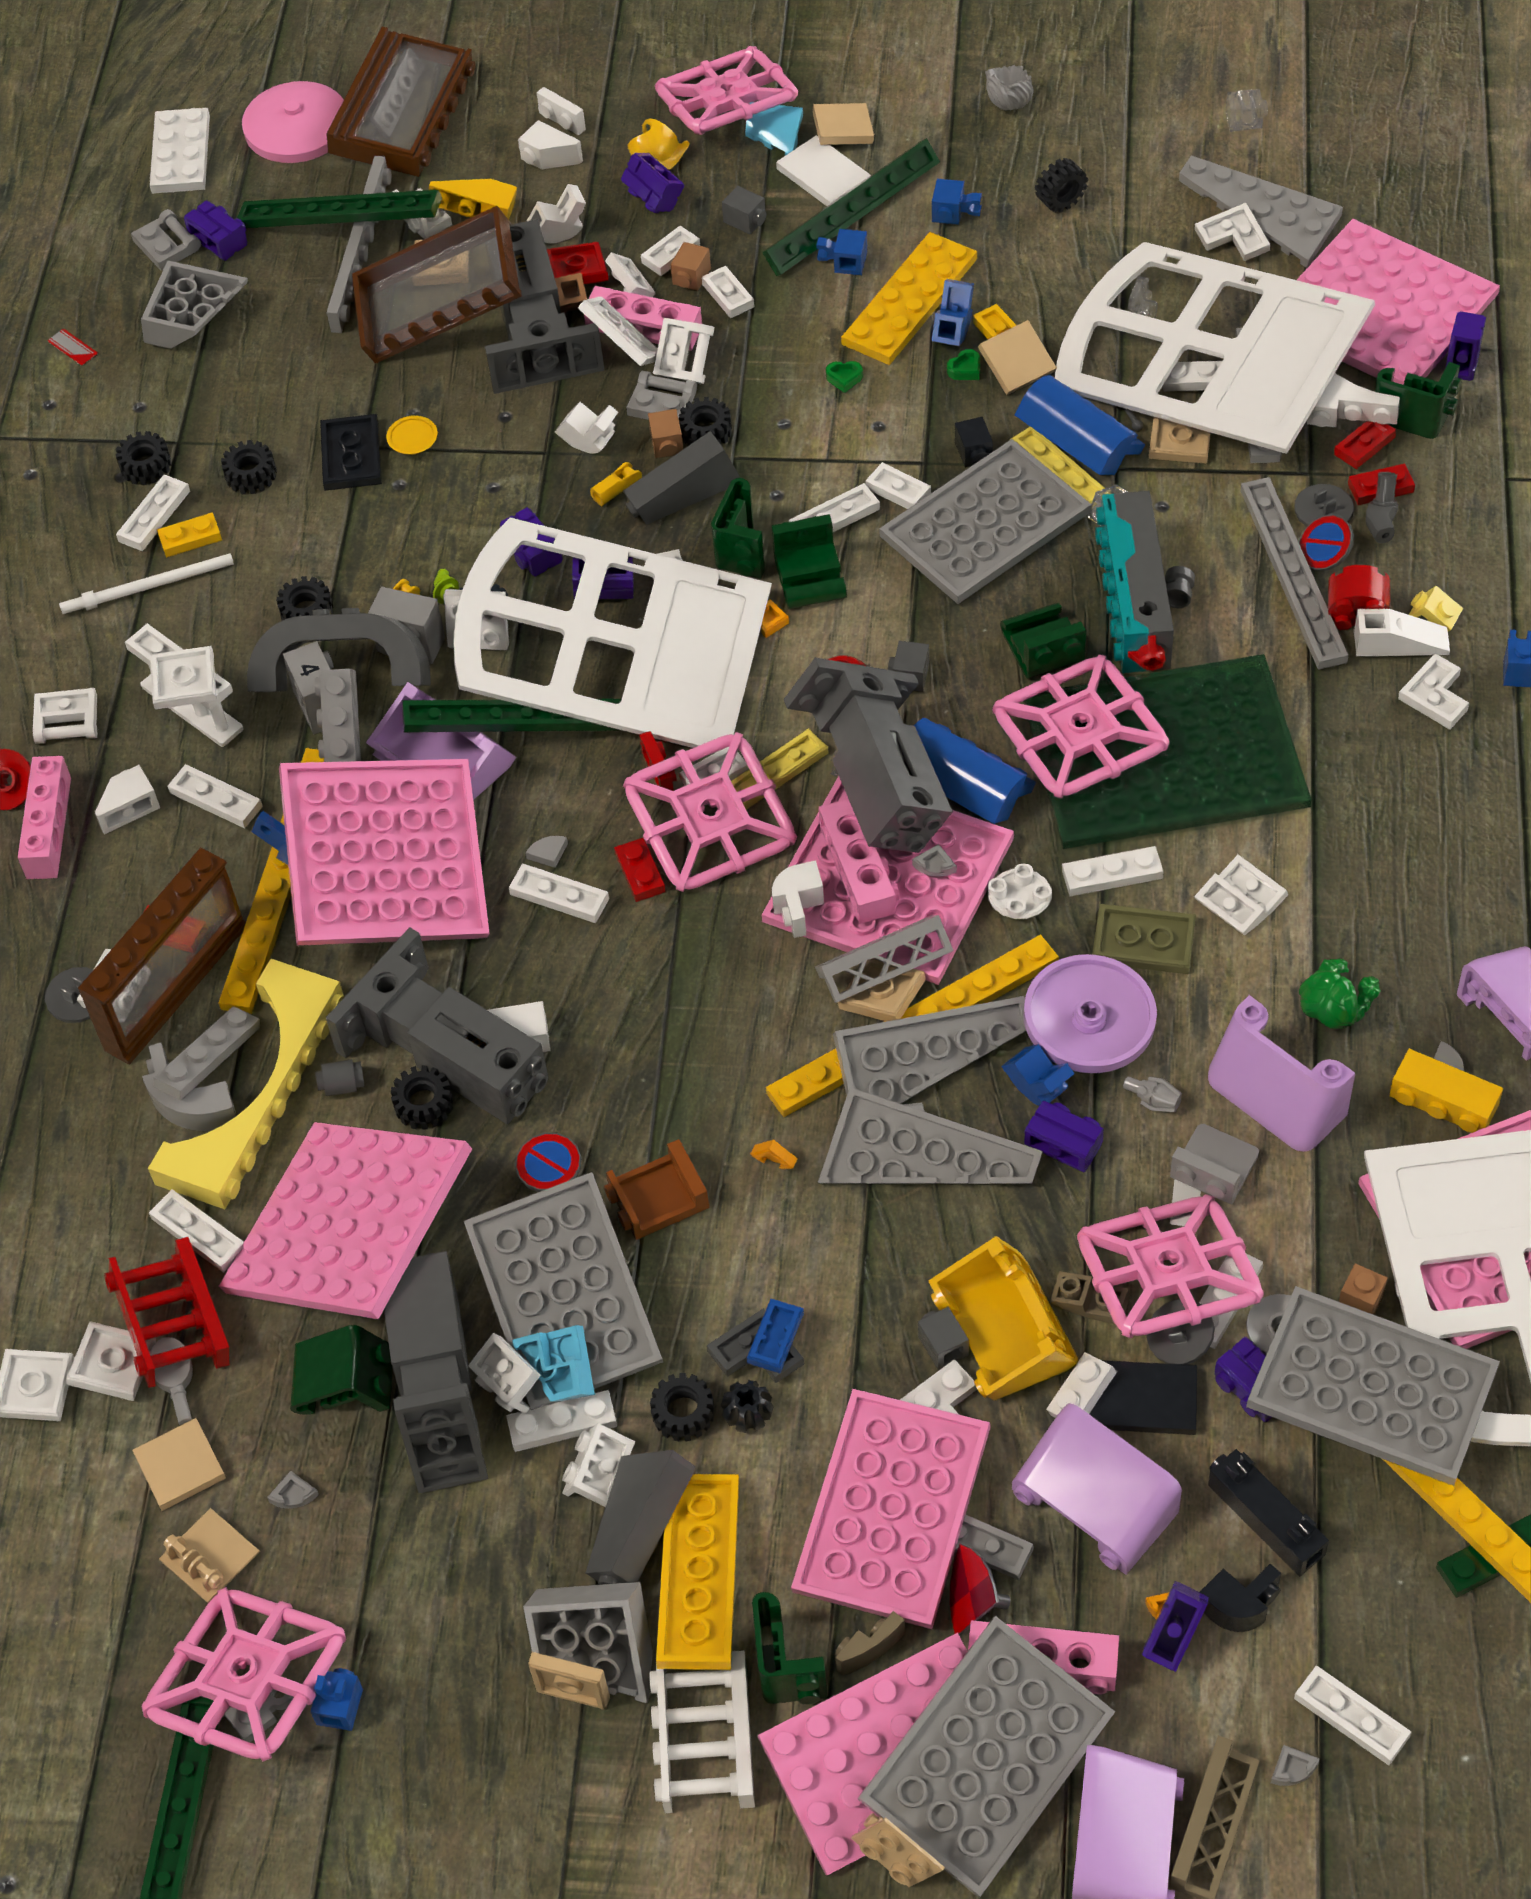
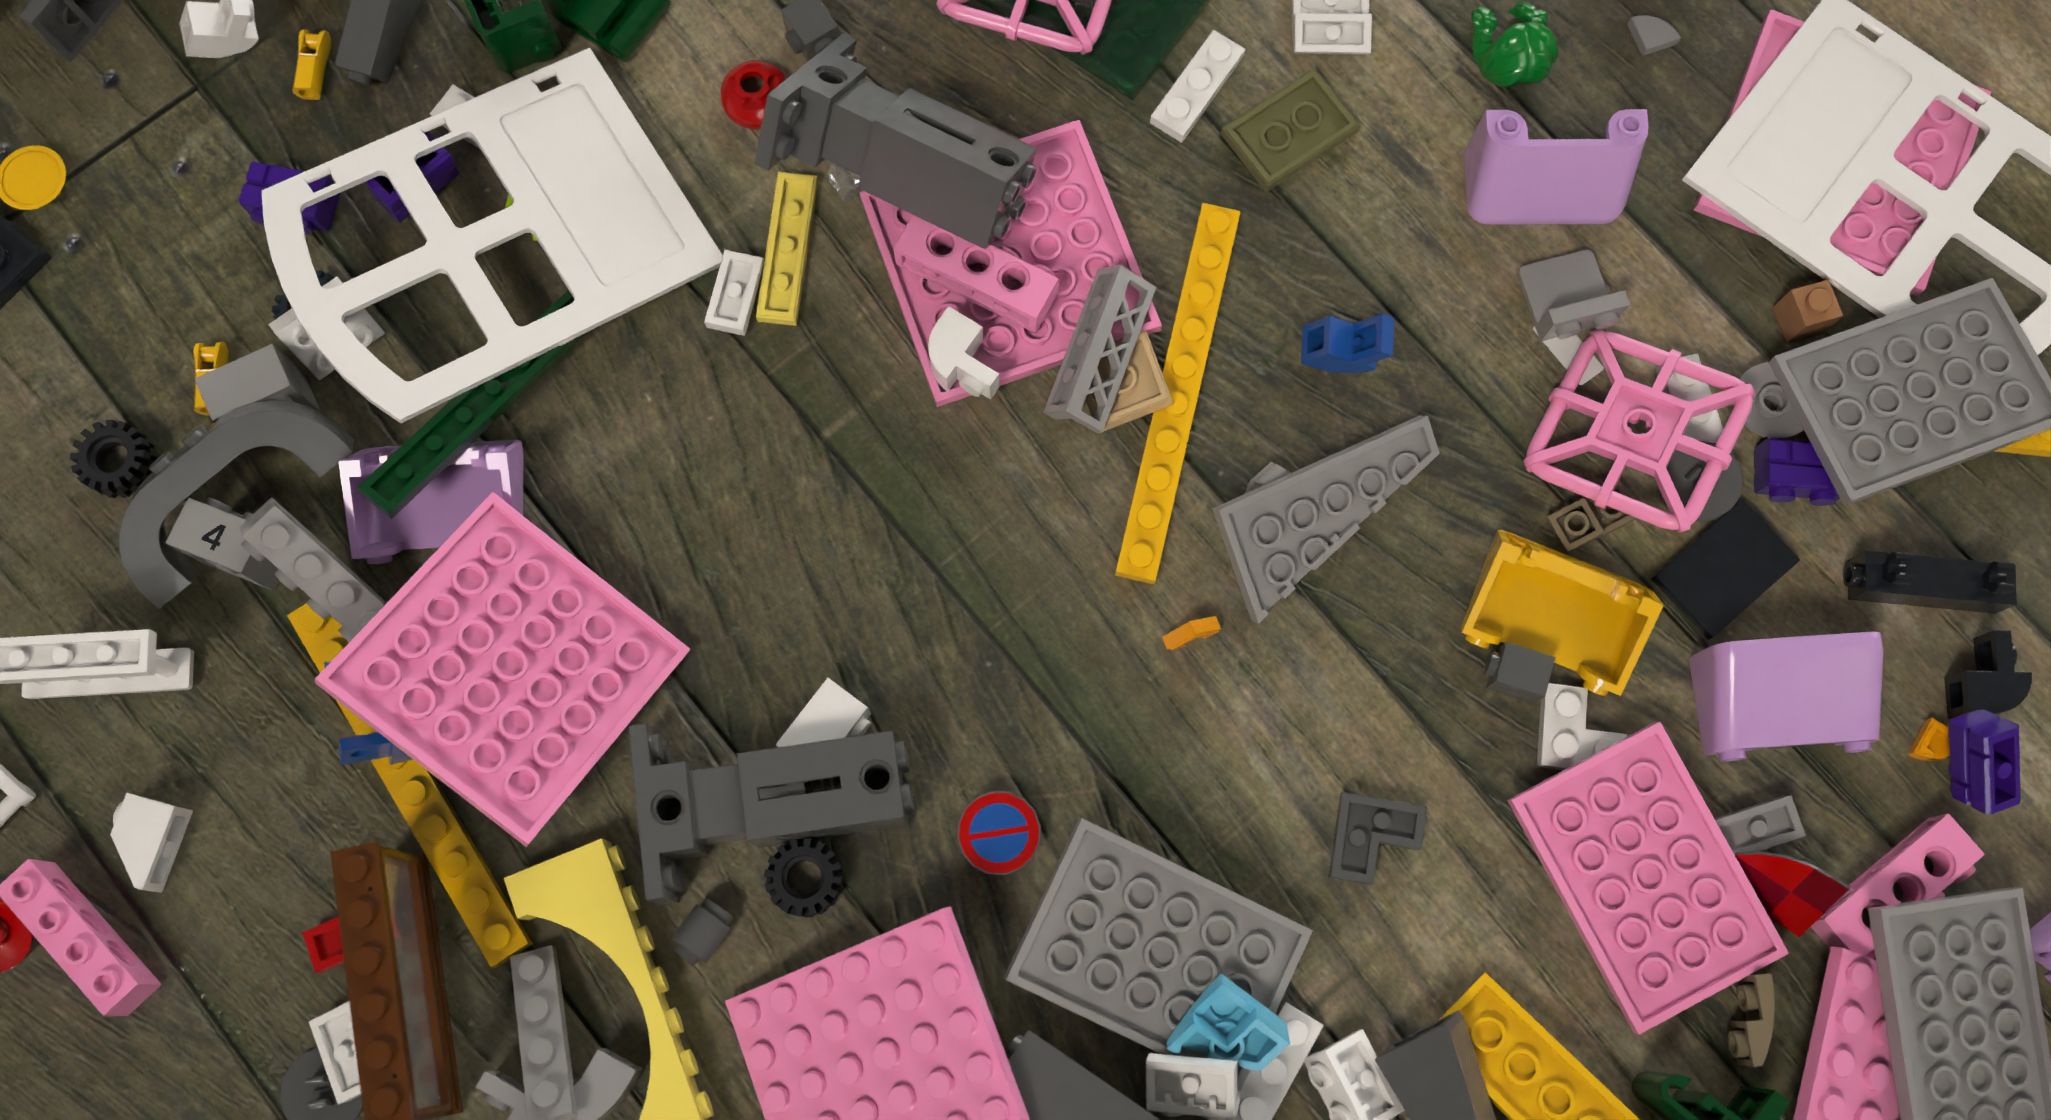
camera: 50 degrees left, 20 degrees up
(183, 677) = (86, 668): white tile -> none
(215, 796) = (243, 750): white plate -> none
(443, 582) = (250, 317): lime plate -> none
(547, 850) = (653, 511): light grey tile -> none
(558, 893) = (714, 547): white plate -> none
(639, 869) = (764, 454): red plate -> none
(654, 753) = (685, 336): red plate -> none
(657, 1192) = (1125, 766): dark orange panel -> none
(680, 1388) = (1394, 948): black tyre -> none
(705, 829) = (756, 351): bright pink plate -> none
(747, 1406) = (1424, 914): black piece -> none
(773, 619) = (626, 83): light orange tile -> none
(775, 1335) = (1390, 812): blue plate -> none
(916, 1052) = (1218, 420): light grey wing -> none
(935, 862) = (1045, 212): light grey tile -> none
(972, 775) = (1000, 92): blue brick -> none
(1019, 892) = (1142, 177): white dish -> none
(1064, 1135) = (1423, 382): dark purple brick -> none
(1083, 1385) = (1682, 613): white plate -> none
(1090, 1013) = (1332, 244): lavender dish -> none
(1155, 1093) = (1454, 273): light grey piece -> none
(1445, 1092) = (1684, 62): yellow brick -> none

